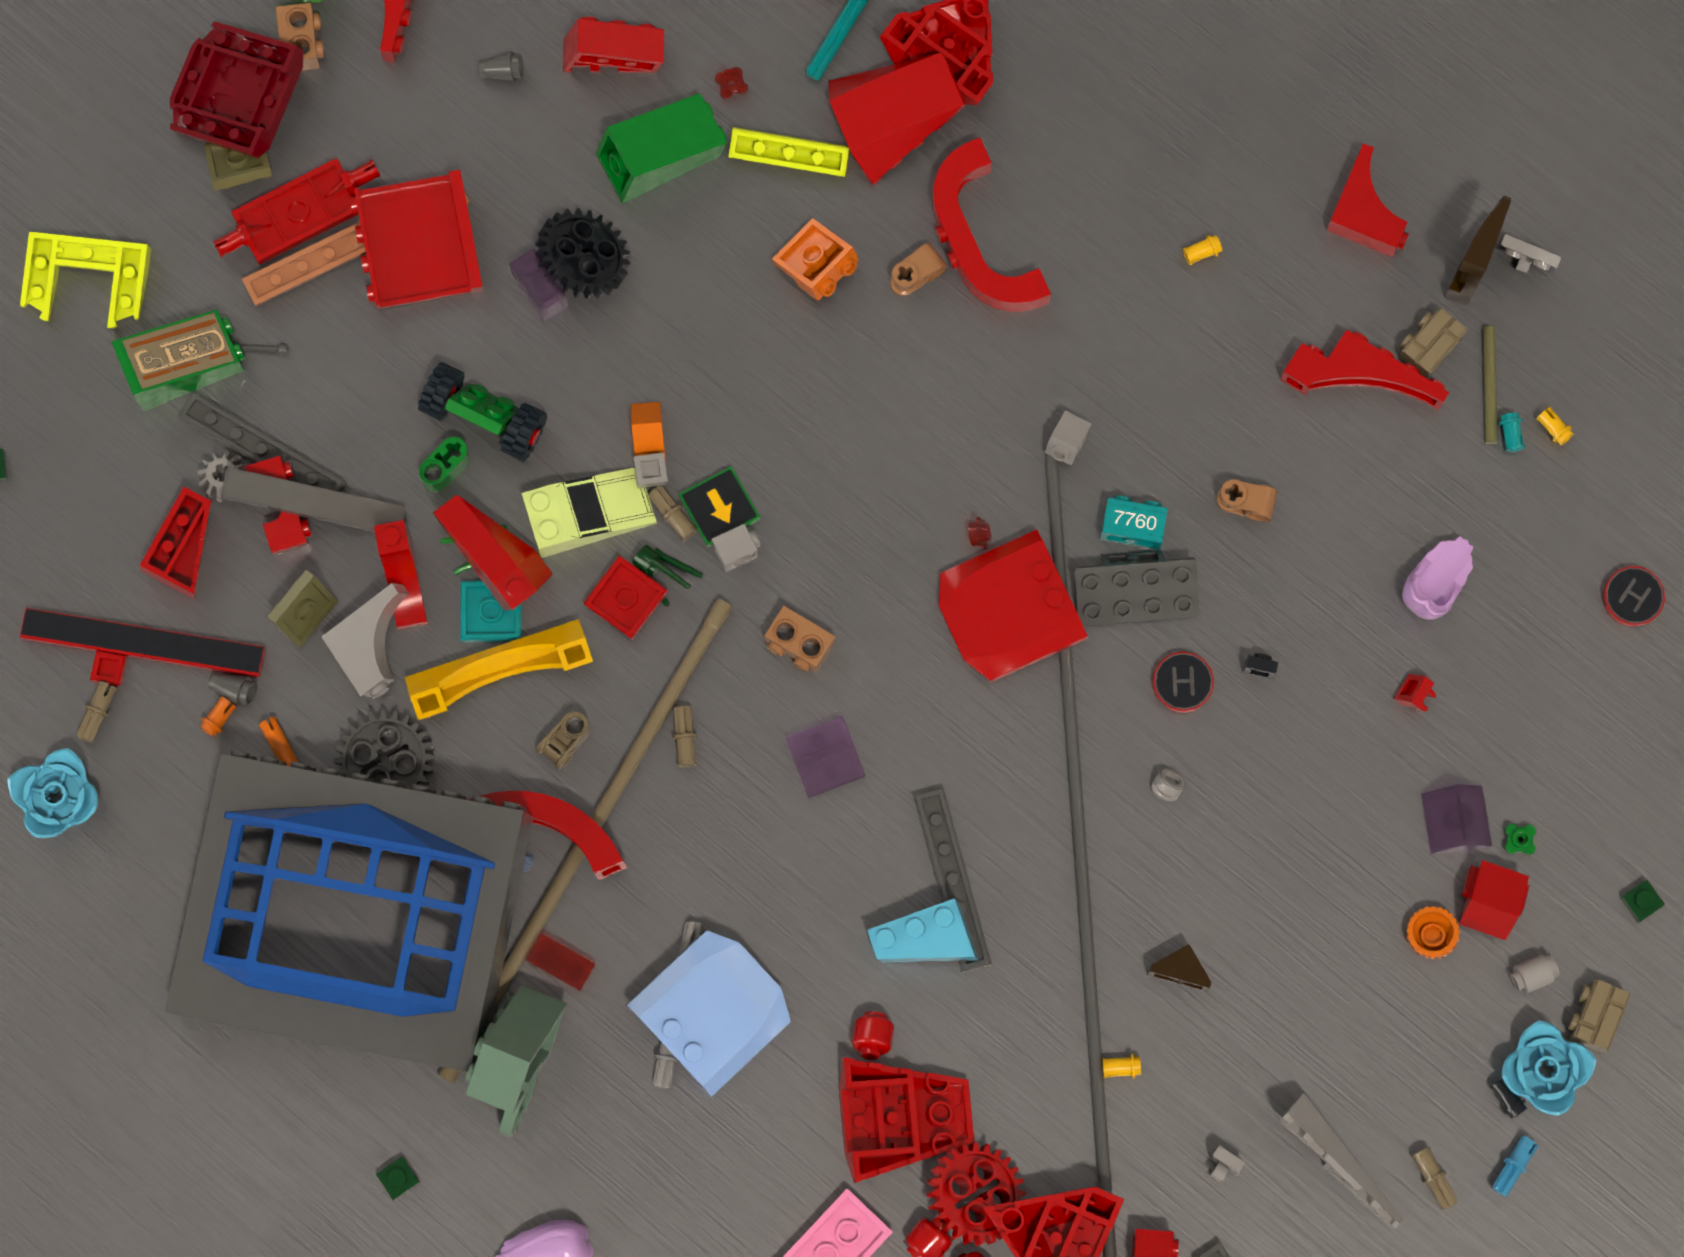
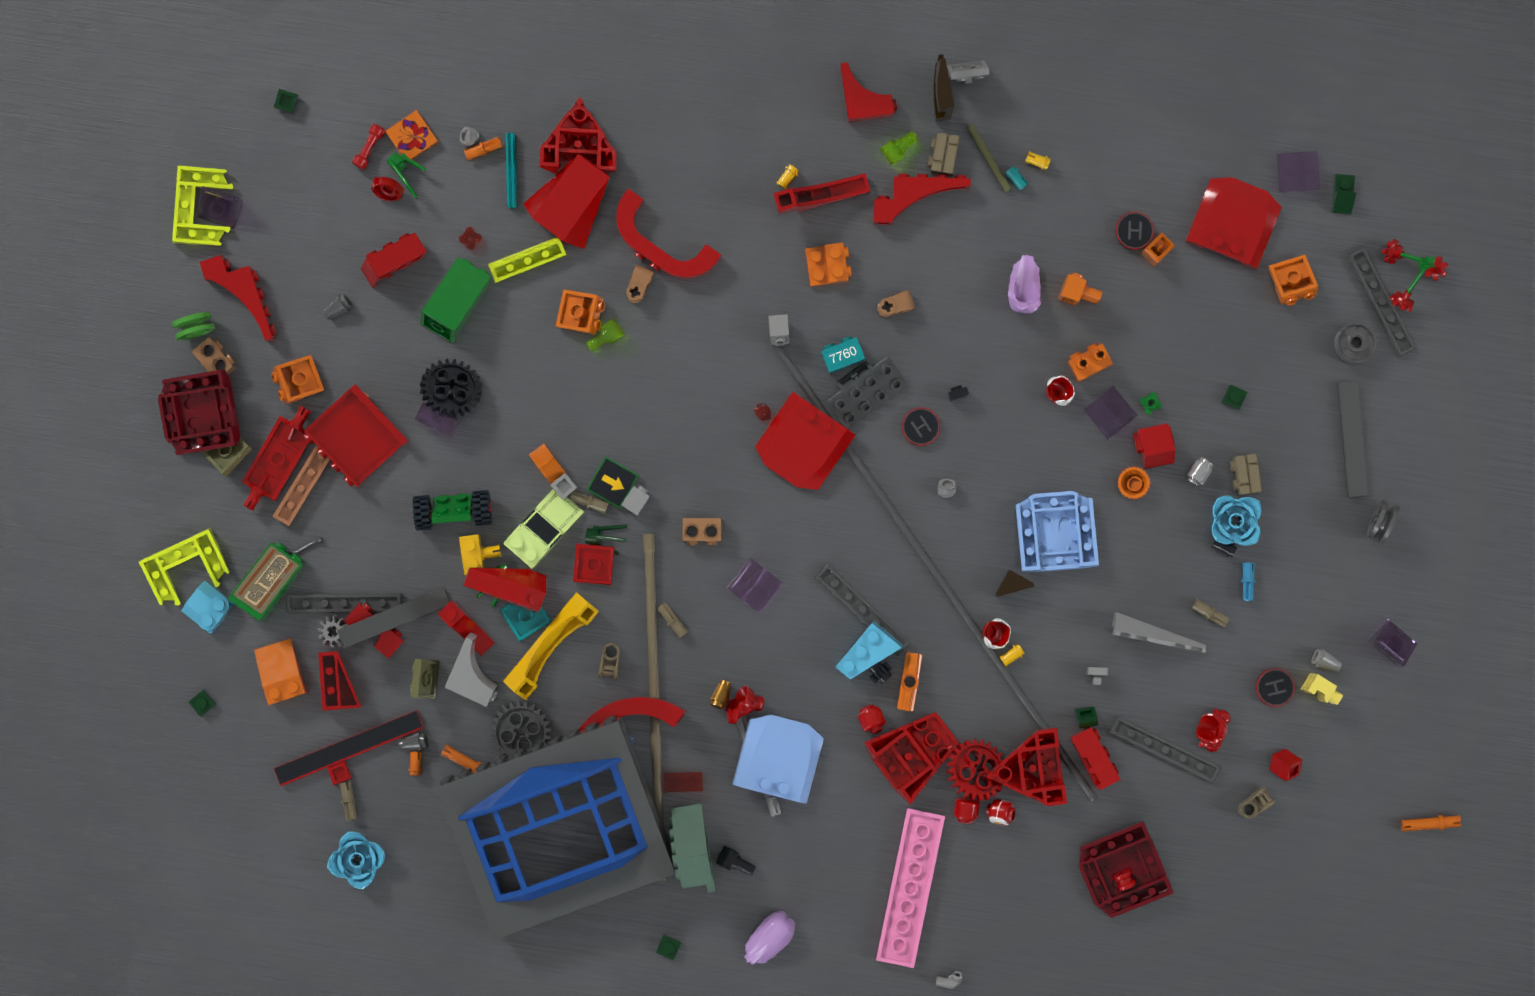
camera: 25 degrees left, 10 degrees up
(80, 347) = (207, 607): none -> medium azure slope
(118, 489) = (280, 672): none -> orange slope
(388, 126) = (297, 379): none -> orange plate
(434, 462) = (455, 547): green beam -> none
(476, 481) = (474, 553): none -> yellow brick
(560, 1111) = (731, 859): none -> black pin
(686, 876) = (721, 695): none -> pearl gold cone
(711, 906) = (743, 704): none -> red hair
(838, 309) = (609, 332): none -> clear neon green pin
(924, 978) = (880, 672): none -> black gear
(970, 1000) = (908, 694): none -> orange piece
(1117, 1023) = (996, 633): none -> red hair
(1174, 1216) = (1086, 717): none -> dark green plate
(1186, 394) = (828, 264): none -> orange plate
(1225, 294) = (820, 194): none -> red arch
(1284, 936) = (1056, 532): none -> light blue wedge
(1367, 299) = (895, 149): none -> clear neon green pin
(1404, 746) = (1060, 390): none -> red hair
(1414, 691) = (1047, 356): red tile -> none
(1467, 732) = (1089, 362): none -> orange brick
(1507, 623) = (1075, 289): none -> orange brick
(1650, 639) = (1157, 249): none -> orange slope

